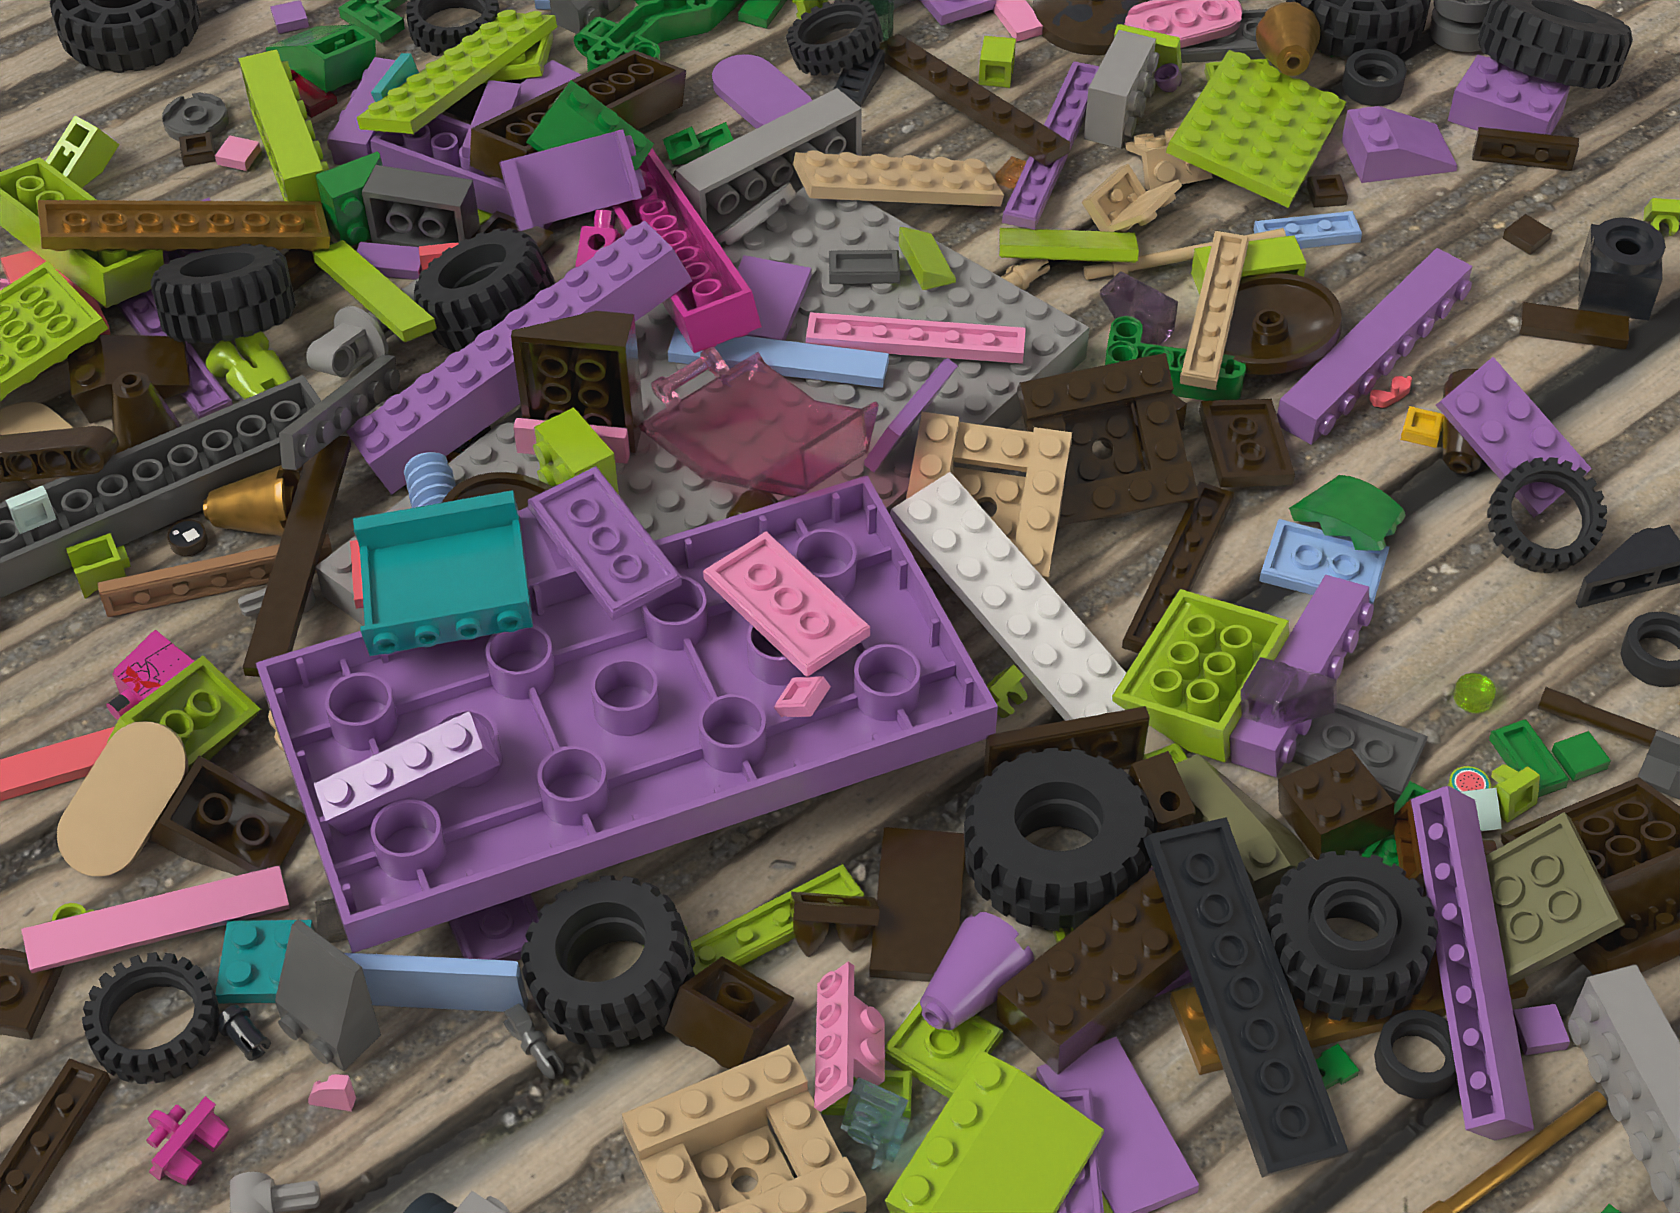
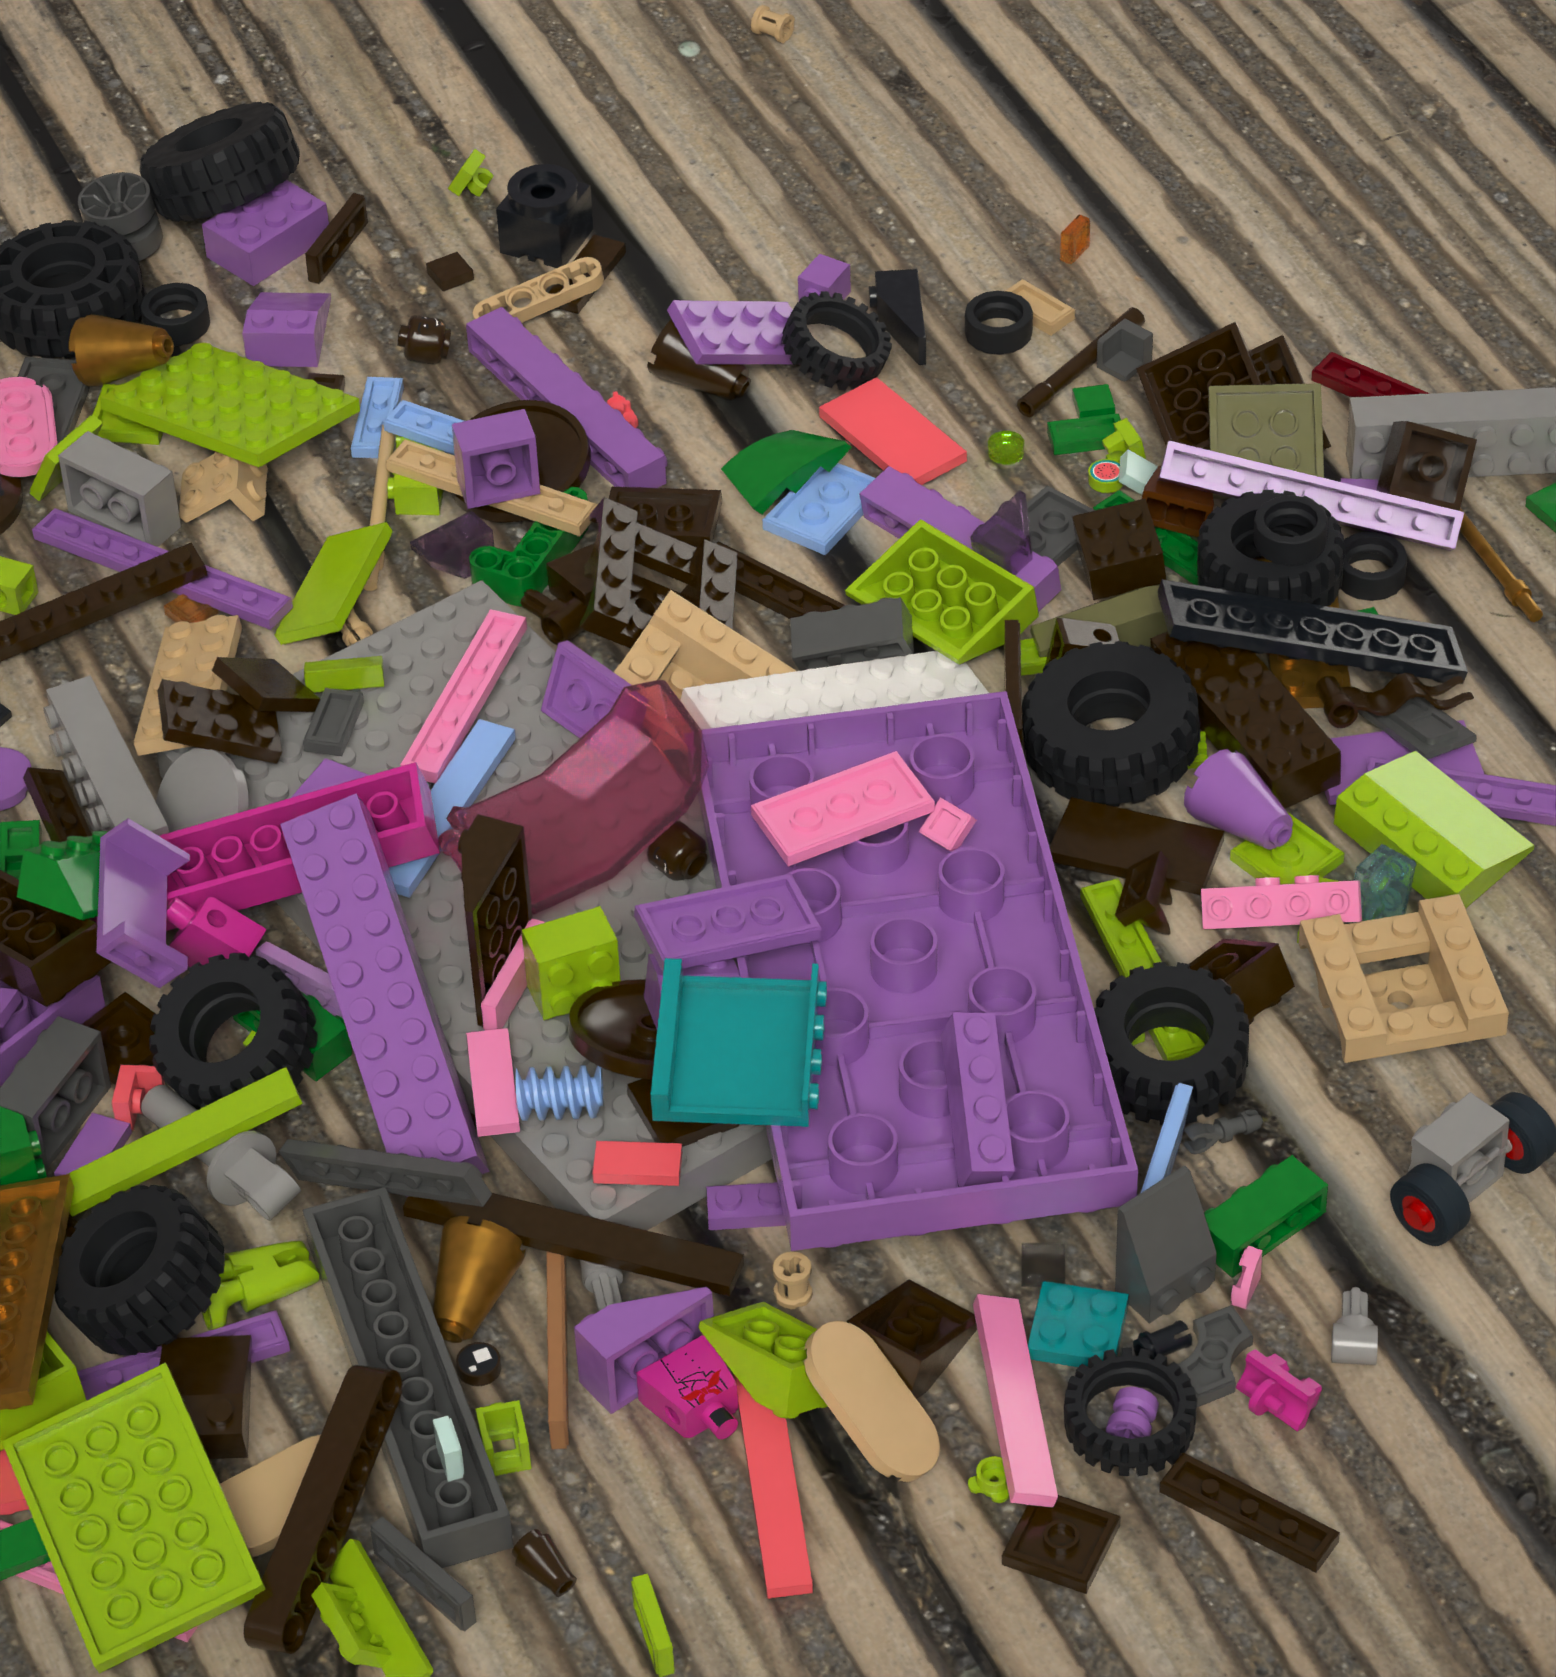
camera: 75 degrees left, 5 degrees down
(139, 411) = (301, 1378): dark brown cone -> none
(141, 1020) = (1133, 1413): none -> medium lavender wheel
(171, 605) = (633, 1336): none -> medium lavender slope
(257, 1084) = (1220, 1340): none -> dark grey tile
(414, 1091) = (1266, 1212): none -> green brick
(466, 452) = (492, 1082): none -> bright pink tile
(819, 188) = (217, 722): none -> dark brown plate
(878, 207) = (265, 684): none -> dark brown tile
(1117, 605) = (852, 634): none -> dark grey brick
(1124, 202) = (299, 521): tan bracket -> none
(1173, 1134) = (1423, 728): none -> dark grey piece
(1184, 1088) = (1343, 703): none -> dark brown flag
(1214, 282) = (496, 458): none -> medium lavender brick
(1275, 259) = (422, 425): none -> light blue tile
(1415, 233) = (424, 339): none -> dark brown head
(1422, 427) = (676, 403): yellow tile -> none
(1445, 594) = (892, 432): none -> coral tile
(1546, 313) = (536, 290): none -> tan beam
(1564, 1066) = (1426, 464): none -> dark brown brick
(1642, 496) = (825, 275): none -> medium lavender brick

